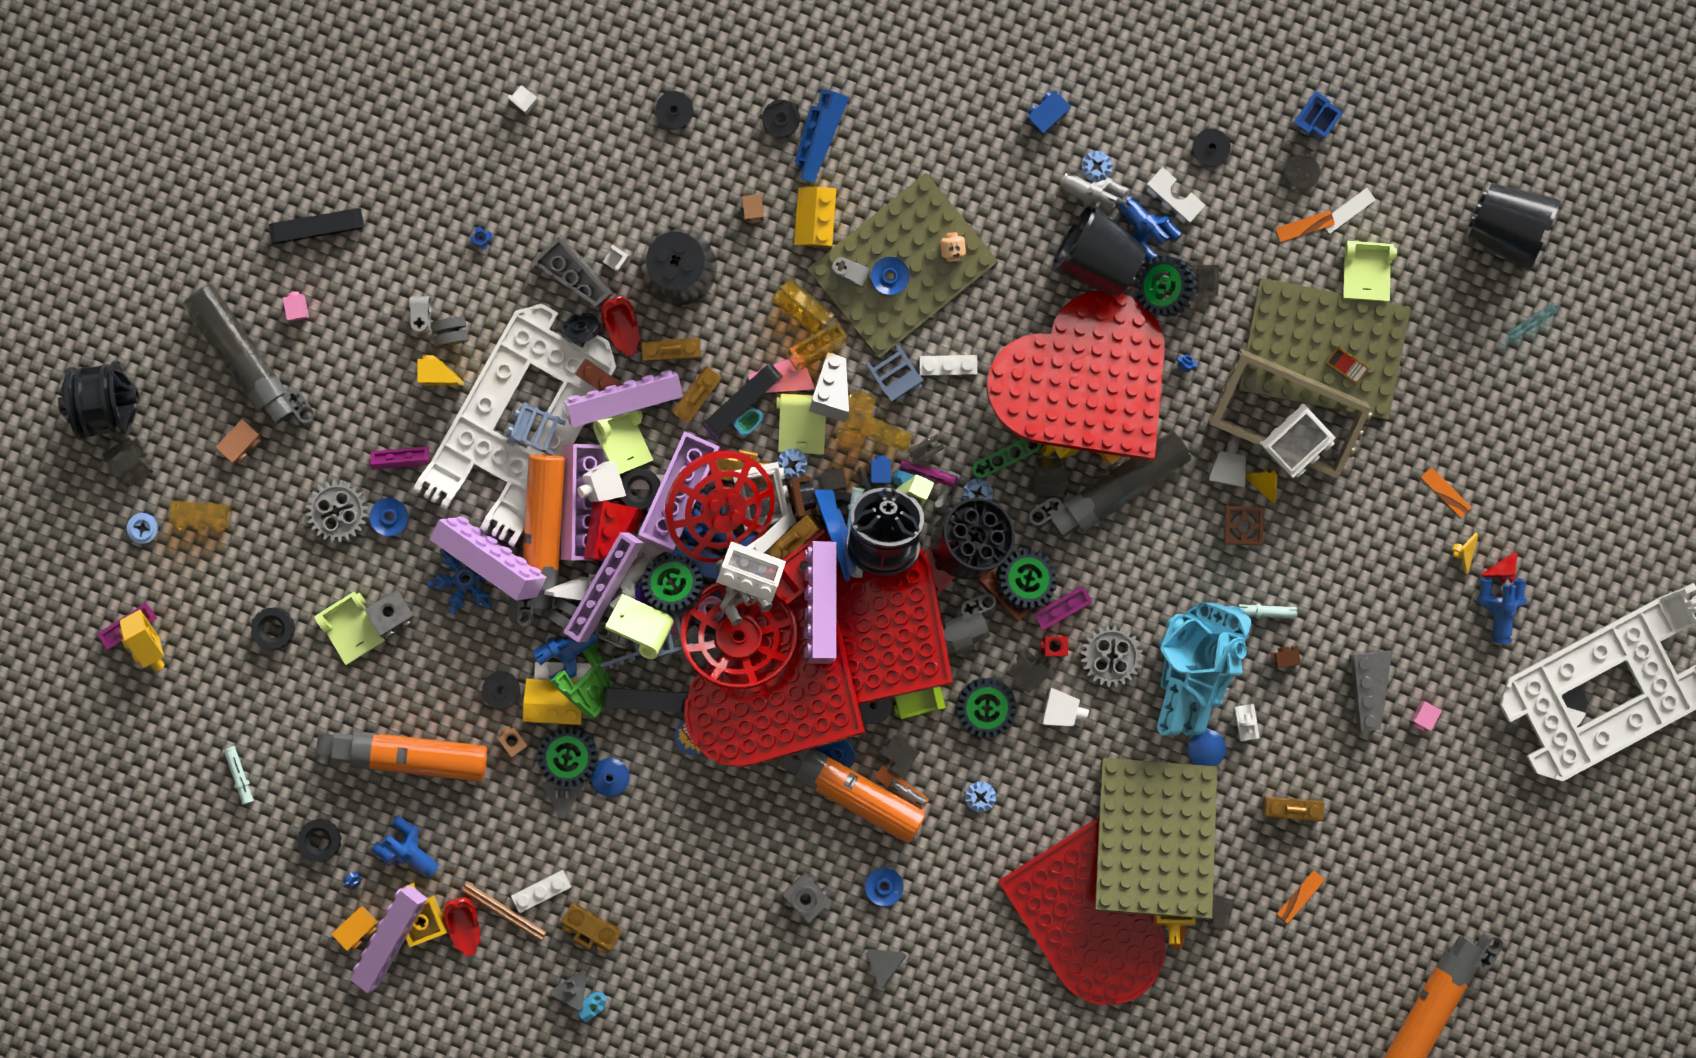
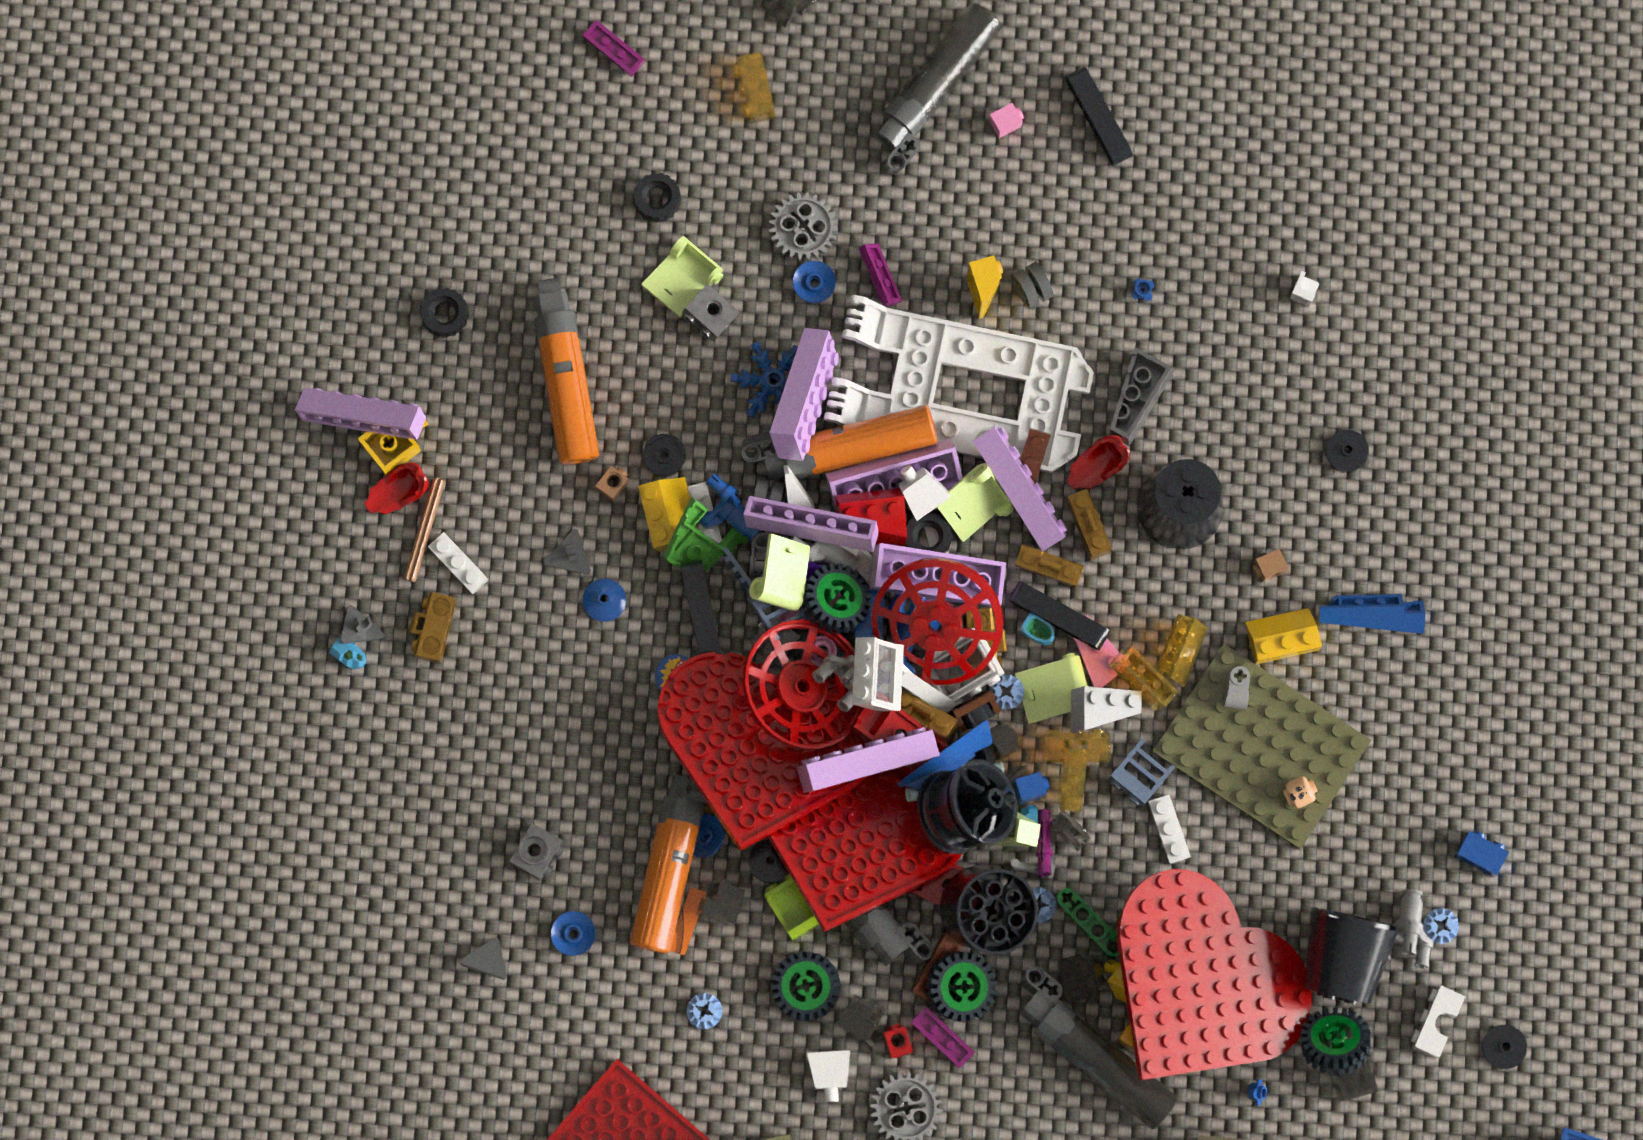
camera: 75 degrees right, 10 degrees down
(135, 533) = (714, 28): light blue gear -> none
(142, 640) = (603, 66): yellow brick -> none
(238, 775) = (487, 210): light aqua pin -> none
(239, 441) = (845, 104): nougat brick -> none
(352, 880) = (411, 359): blue plate -> none
(354, 928) = (360, 377): light orange brick -> none
(405, 851) = (460, 405): blue wheel -> none
(420, 310) = (1044, 249): light grey piece -> none
(522, 425) = (956, 389): sand blue plate -> none
(549, 752) = (614, 567): wheel -> none
(581, 328) = (1080, 421): black plate -> none
(616, 259) = (1167, 437): white panel -> none
(781, 108) = (1376, 555): black plate -> none
(894, 266) = (1246, 722): blue dish -> none
(906, 794) = (683, 927): dark grey pin -> none
(1148, 226) = (1394, 1002): blue wheel -> none

